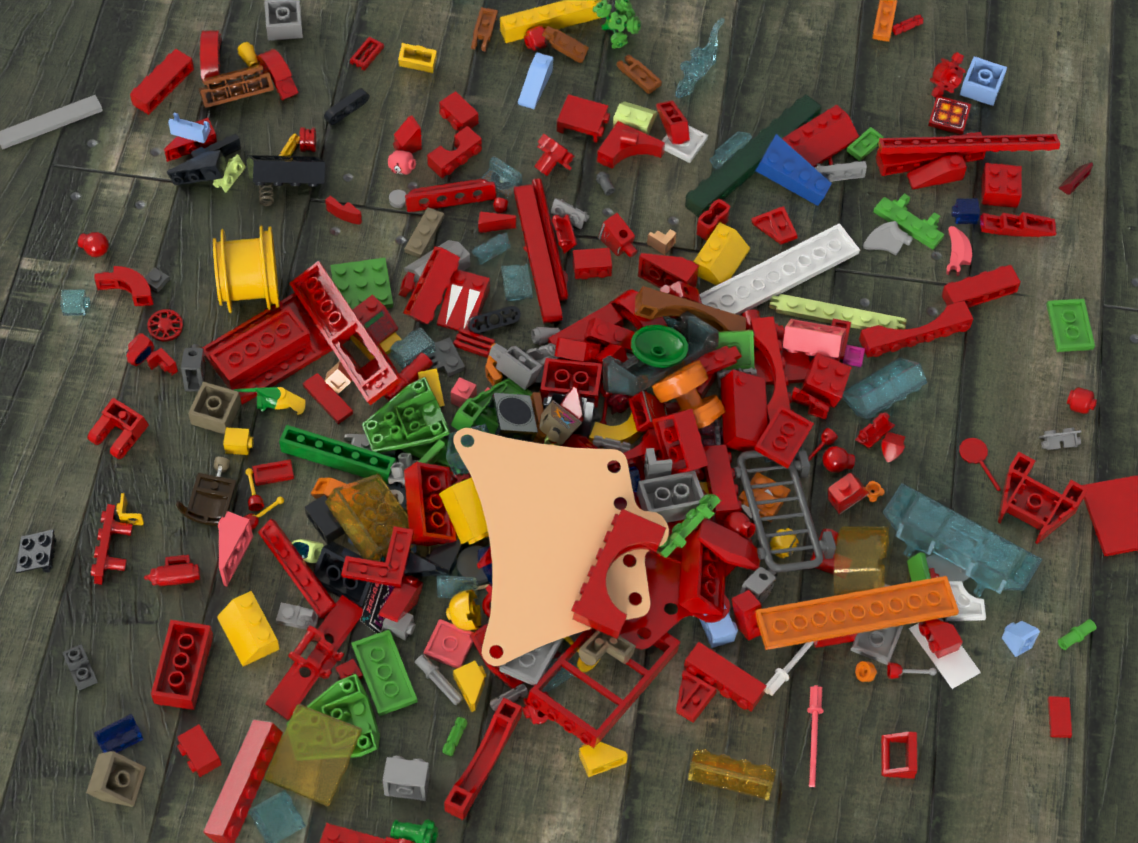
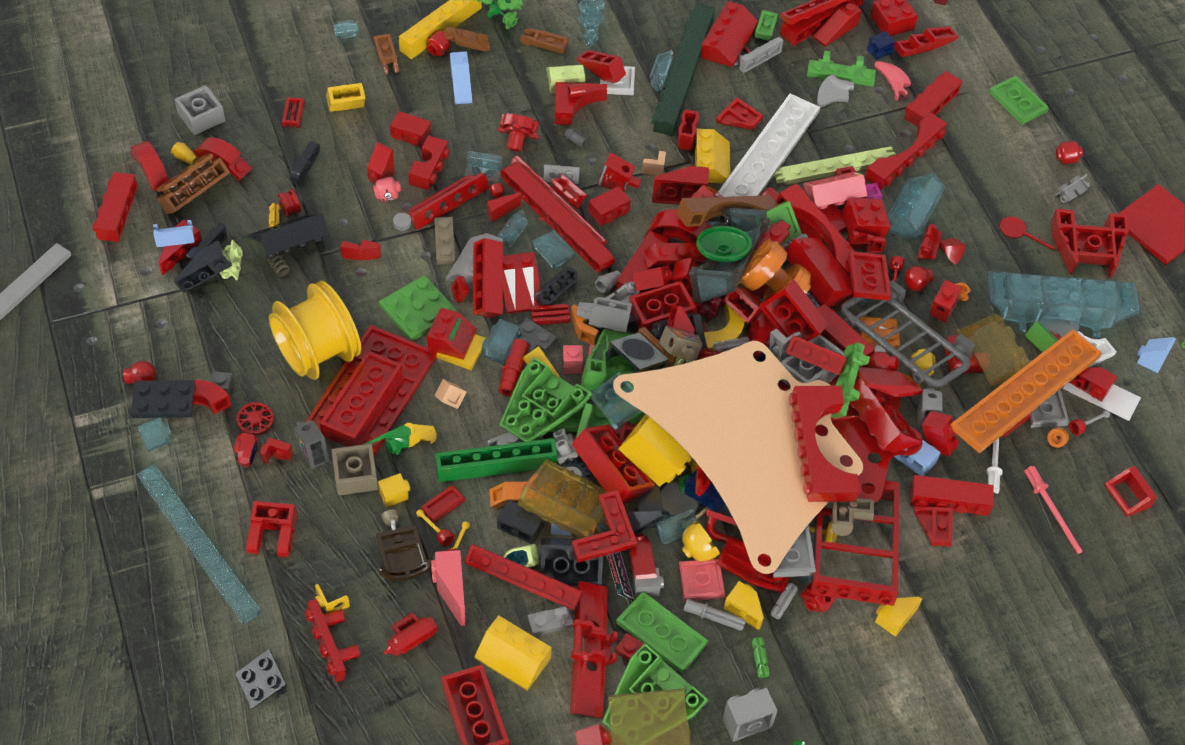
camera: 30 degrees left, 5 degrees down
(55, 414) = (199, 544): none -> clear light blue plate
(95, 274) = (163, 399): none -> black plate
(327, 398) = (450, 417): red tile -> none
(338, 323) = (429, 343): red piece -> none
(470, 783) = (804, 690): red arch -> none
(583, 117) = (522, 91): red panel -> none
(672, 489) = (816, 355): none -> red plate
(731, 774) = (1015, 573): clear yellow slope -> none
(792, 171) = (728, 66): blue wedge -> none

